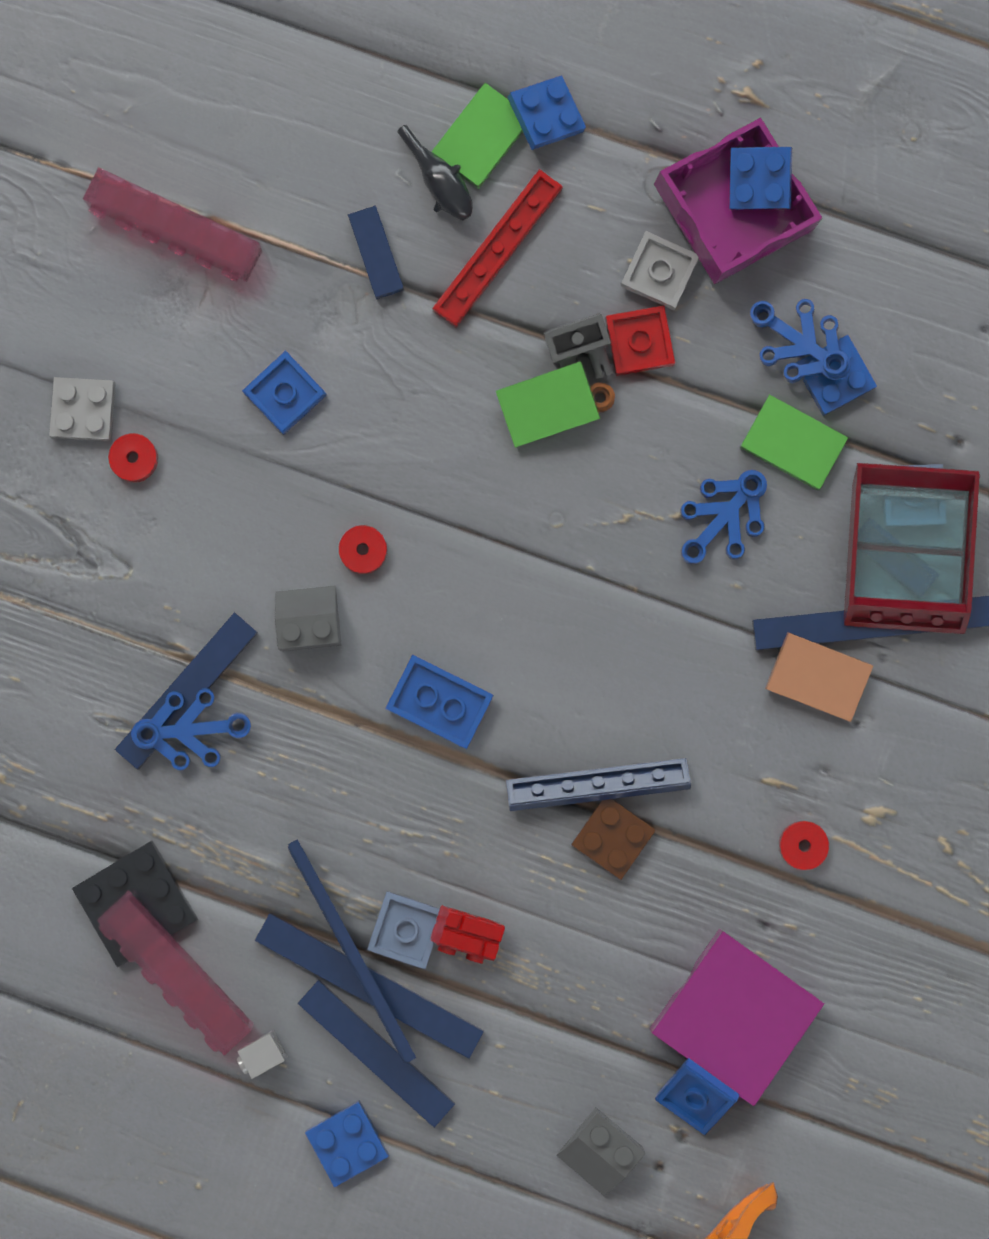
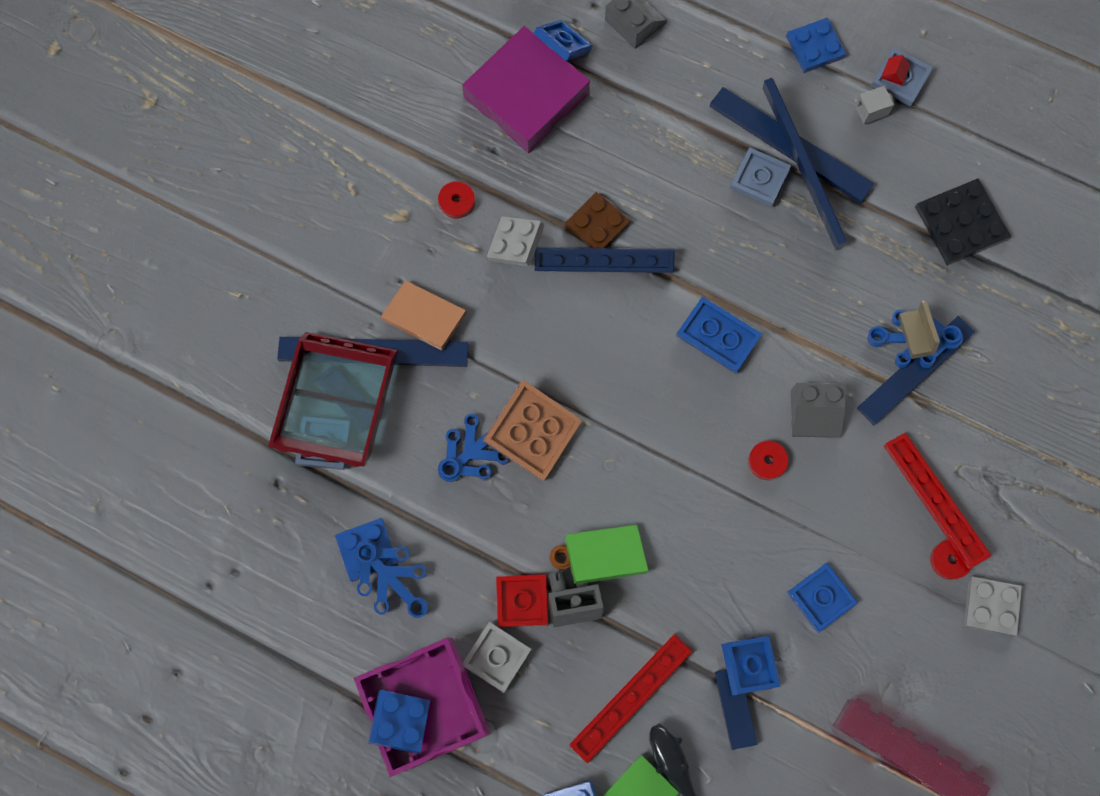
camera: 175 degrees left, 10 degrees down
(154, 525) = (937, 501): none -> red tile
(175, 972) = (937, 165): clear pink brick -> none
(188, 732) = (919, 331): none -> dark tan panel
(226, 1106) = (913, 81): none -> sand blue plate
(236, 1109) = (896, 69): none -> red slope
(363, 298) = (750, 665): none -> blue plate
(376, 1053) = (799, 108): dark blue tile -> none
(467, 934) = (716, 165): red brick -> none
(658, 542) = (532, 430): none -> nougat plate
(717, 792) = (515, 241): none -> light grey plate
(794, 442) = (410, 499): bright green tile -> none

